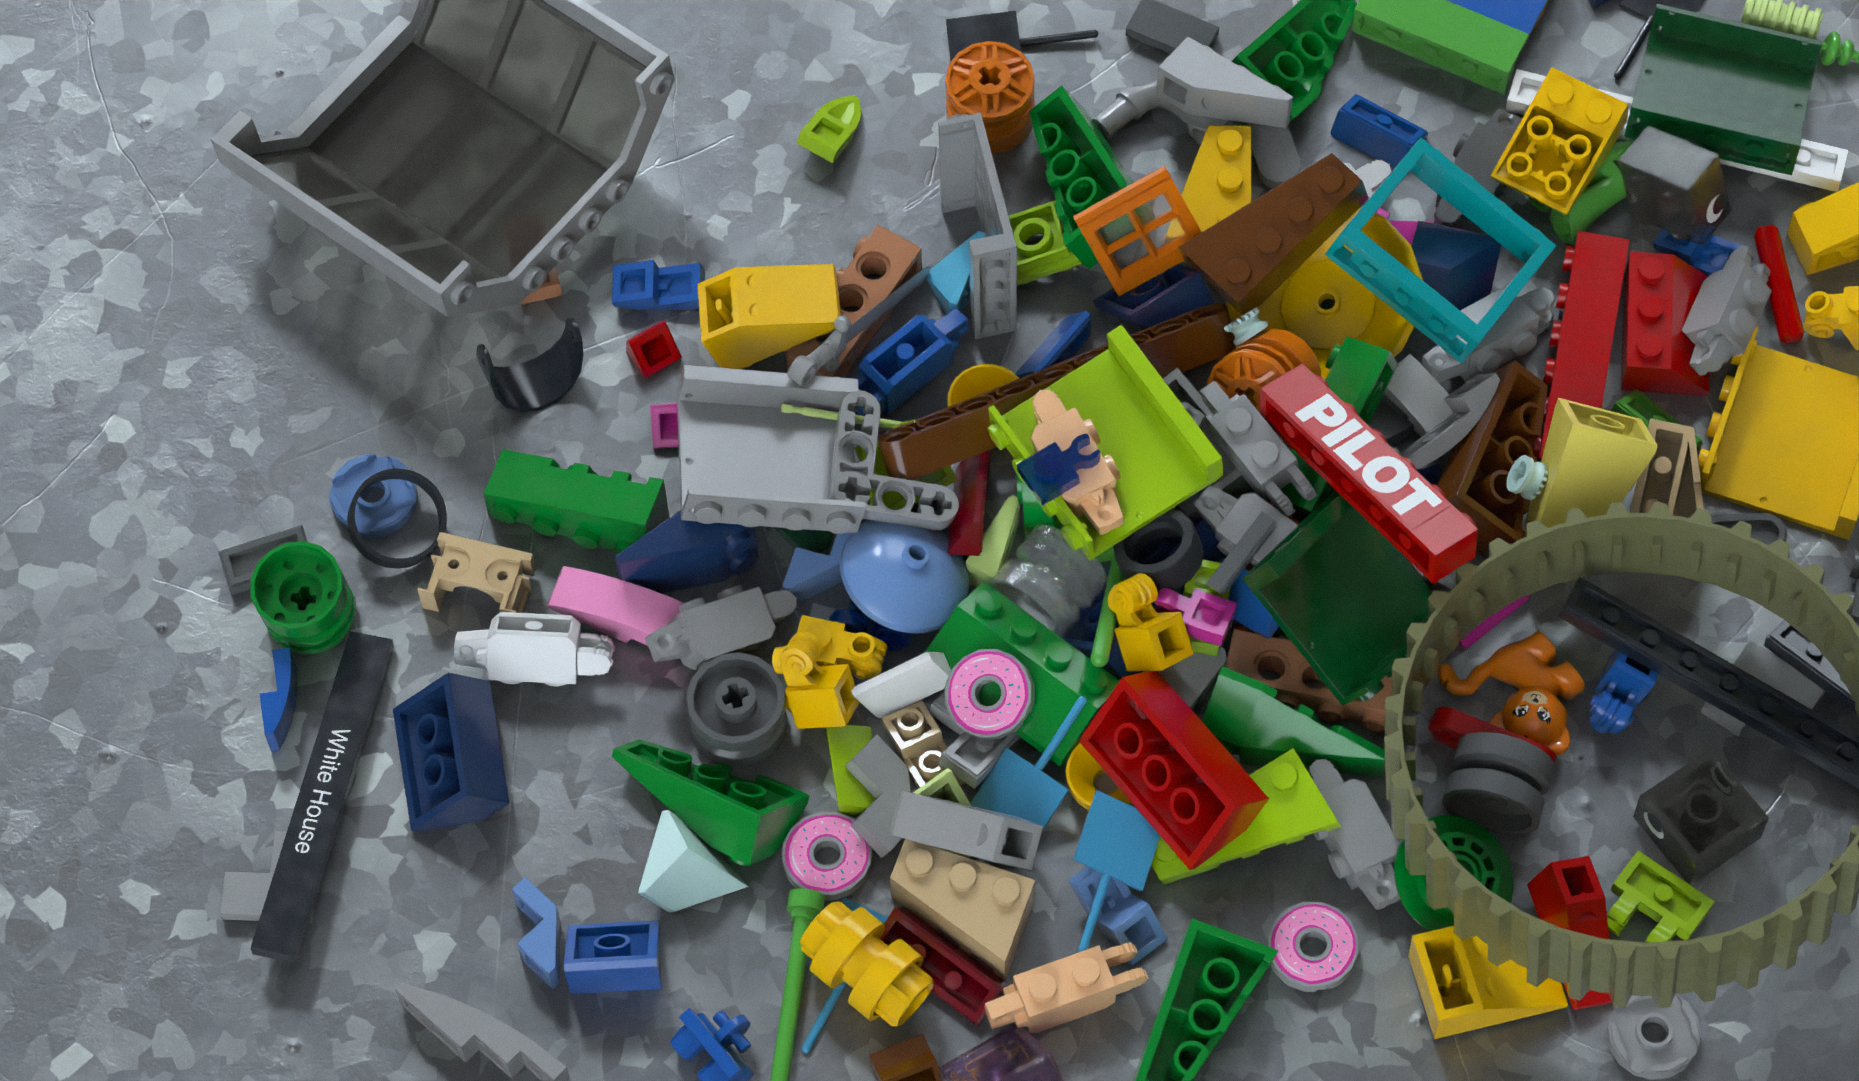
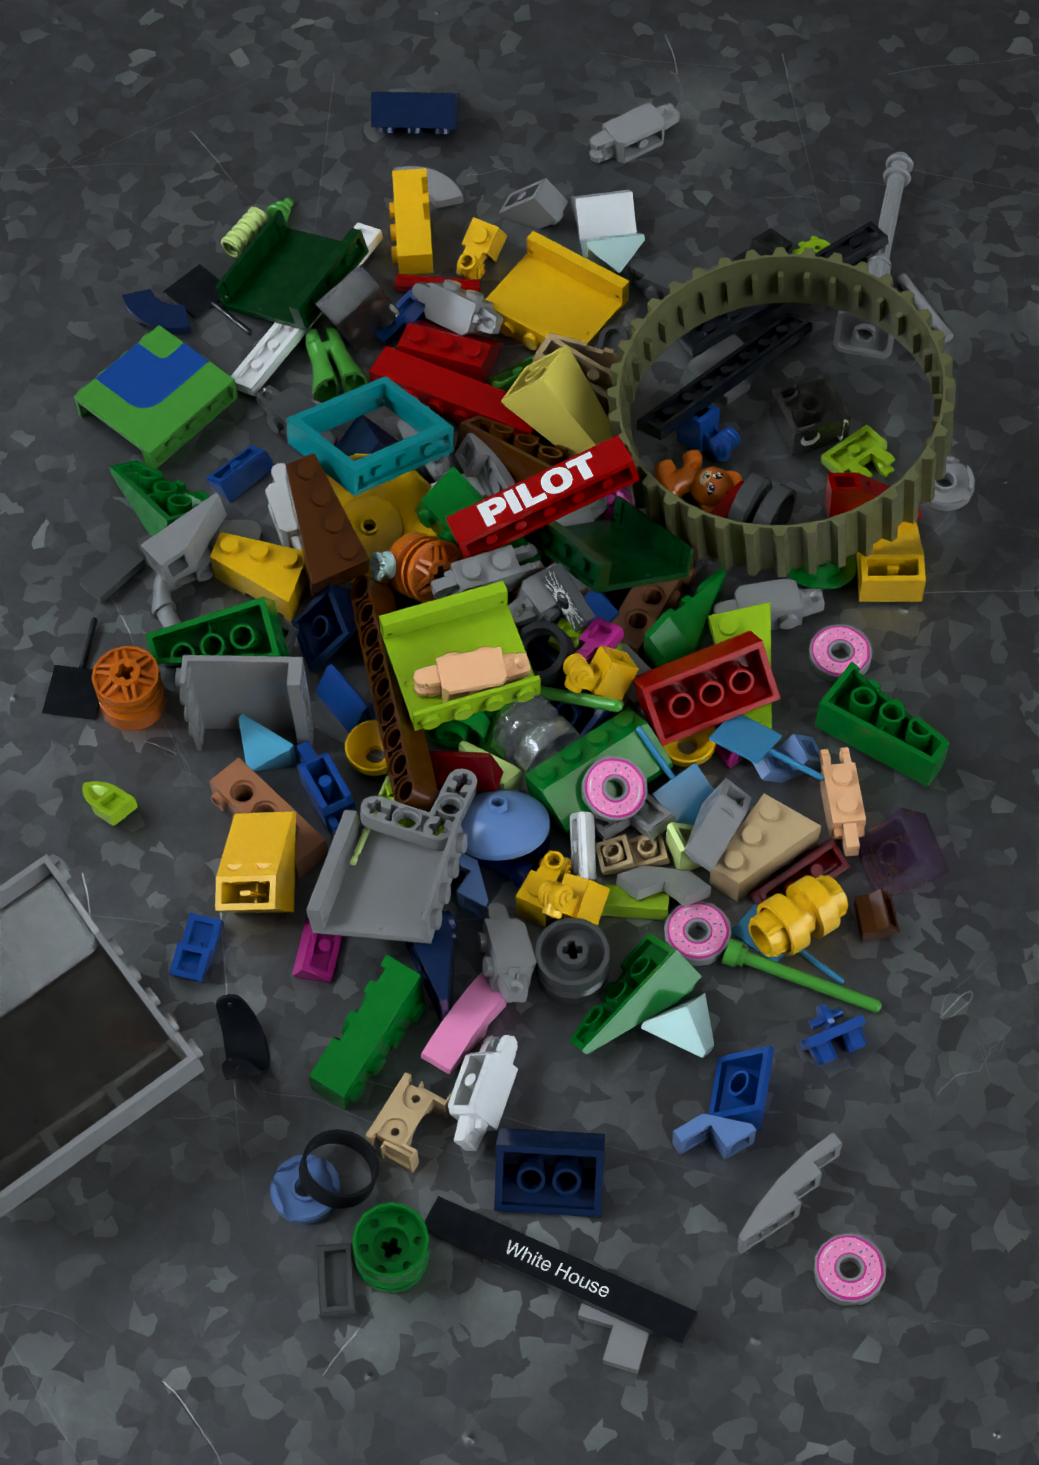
camera: 75 degrees left, 5 degrees down
(279, 705) = (477, 1292): blue slope -> none
(653, 349) = (249, 962): red slope -> none
(828, 352) = (319, 826): light grey sword -> none
(1054, 471) = (482, 681): clear blue plate -> none
(1138, 230) = (287, 606): orange piece -> none
(1526, 477) = (542, 435): light aqua bush -> none
(1561, 141) = (303, 357): yellow slope -> none

